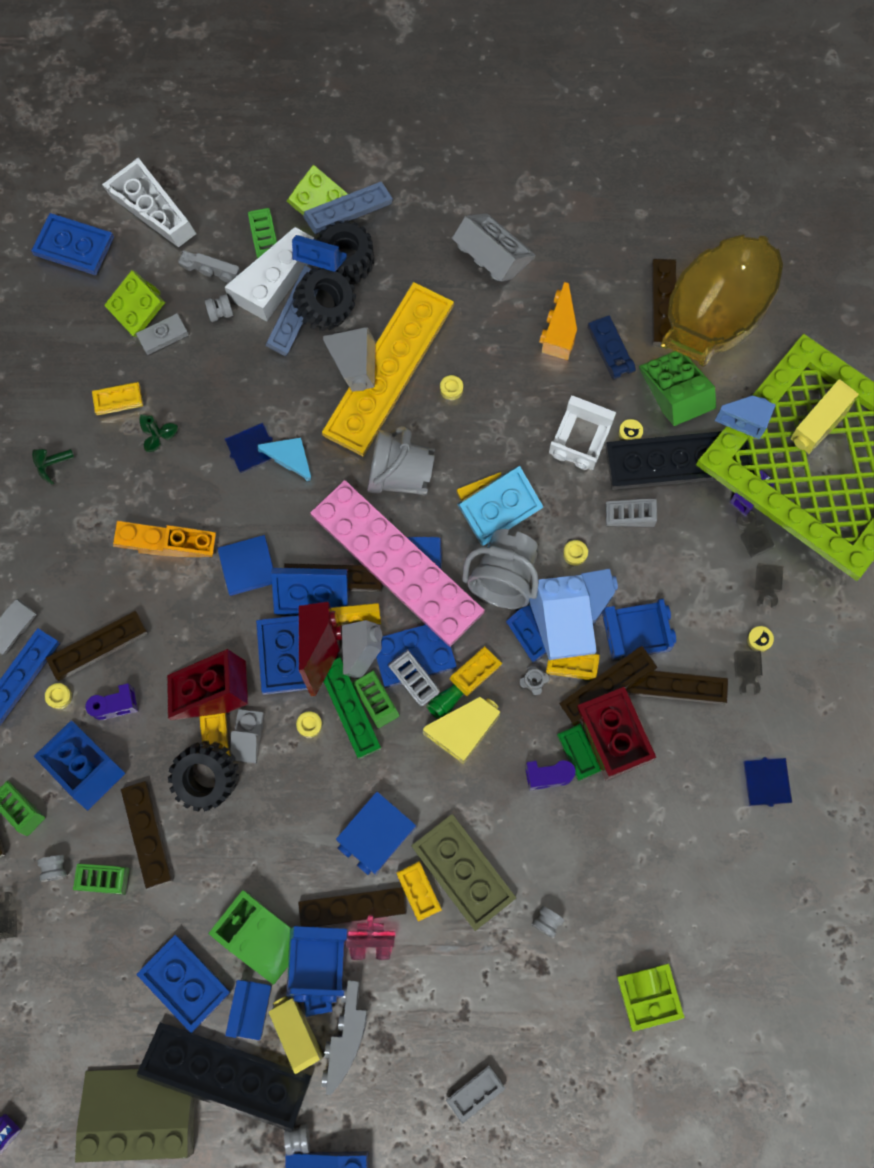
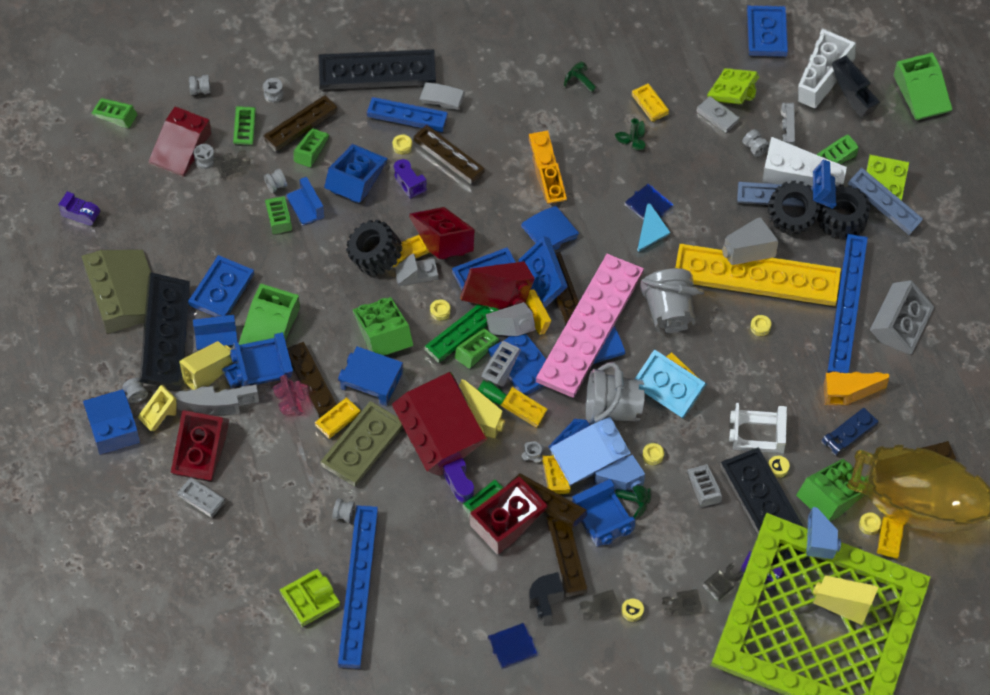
camera: 70 degrees right, 15 degrees down
(98, 840) = (306, 203): none -> blue panel
(146, 835) = (319, 232): dark brown plate -> none
(191, 181) = (855, 86): none -> black slope
(215, 118) = (923, 86): none -> bright green slope
(311, 799) = (383, 326): none -> bright green slope
(337, 1118) = (157, 408): none -> light yellow slope
(402, 1076) = (199, 444): none -> dark red slope
(463, 294) = (847, 304): none -> blue plate
(476, 773) = (439, 422): none -> dark red slope
(633, 584) = (641, 496): none -> dark green plant
(652, 935) = (358, 587): none -> blue plate
(717, 726) = (544, 592): none -> black brick
(723, 367) = (870, 523): none -> light yellow tile
(751, 355) = (890, 538): none -> yellow plate

